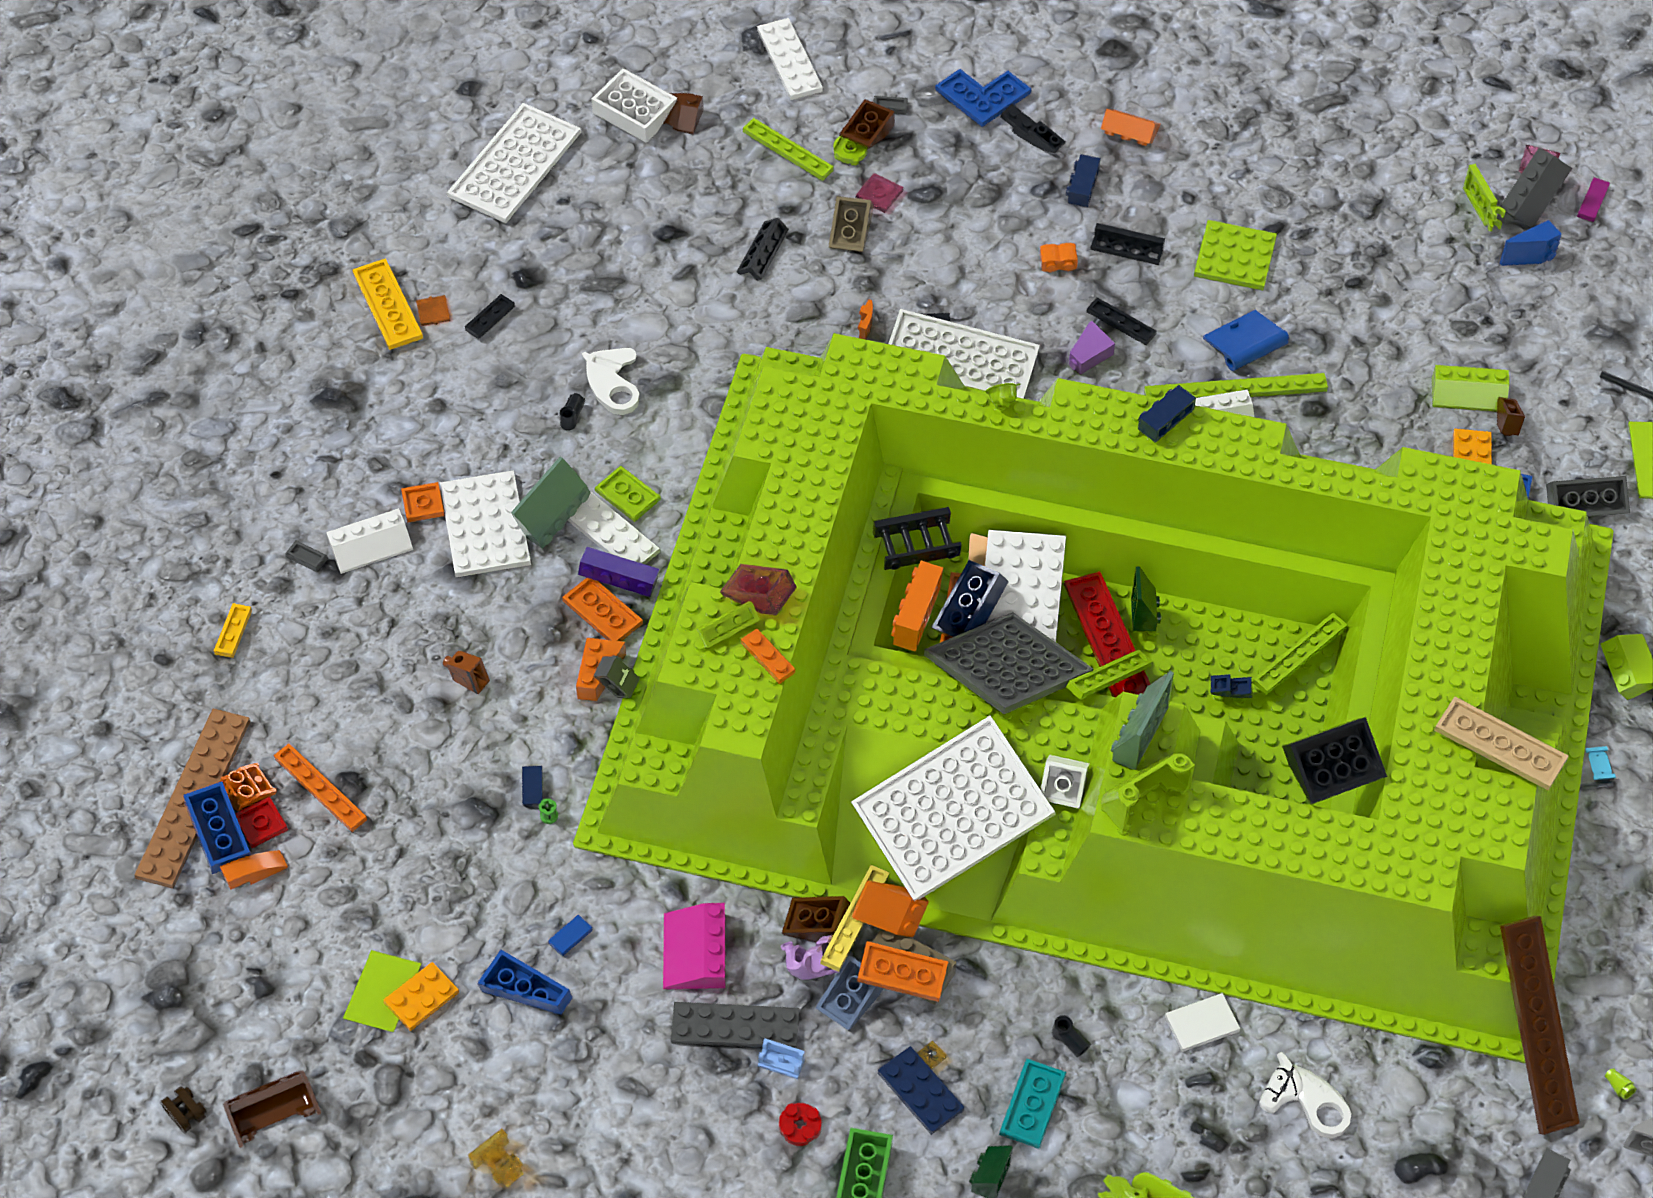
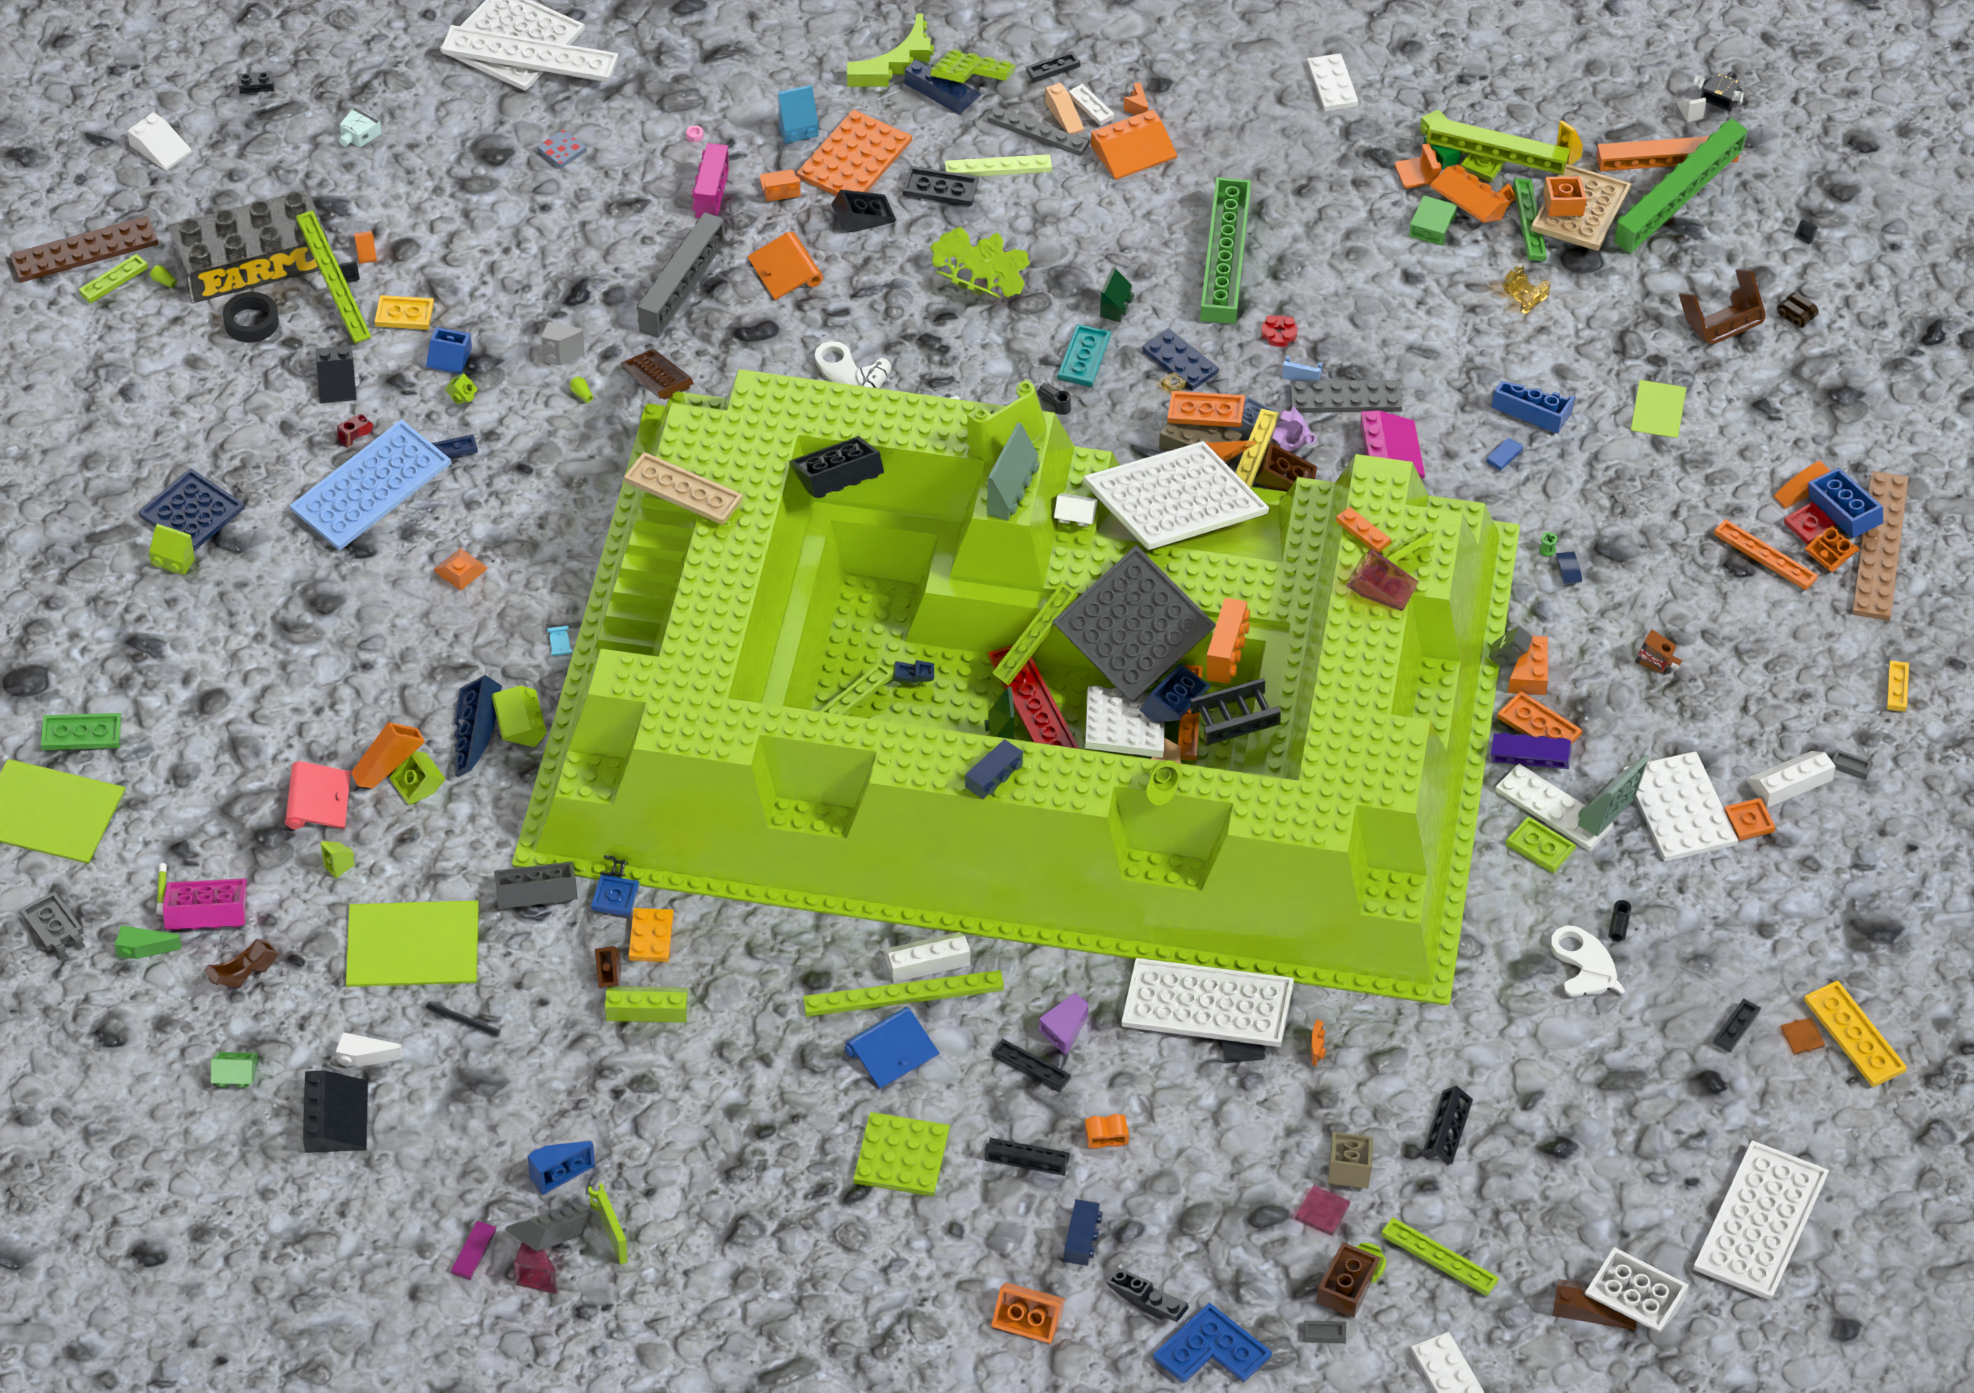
camera: 175 degrees right, 5 degrees down
(421, 996) = (1623, 402): light orange plate -> none

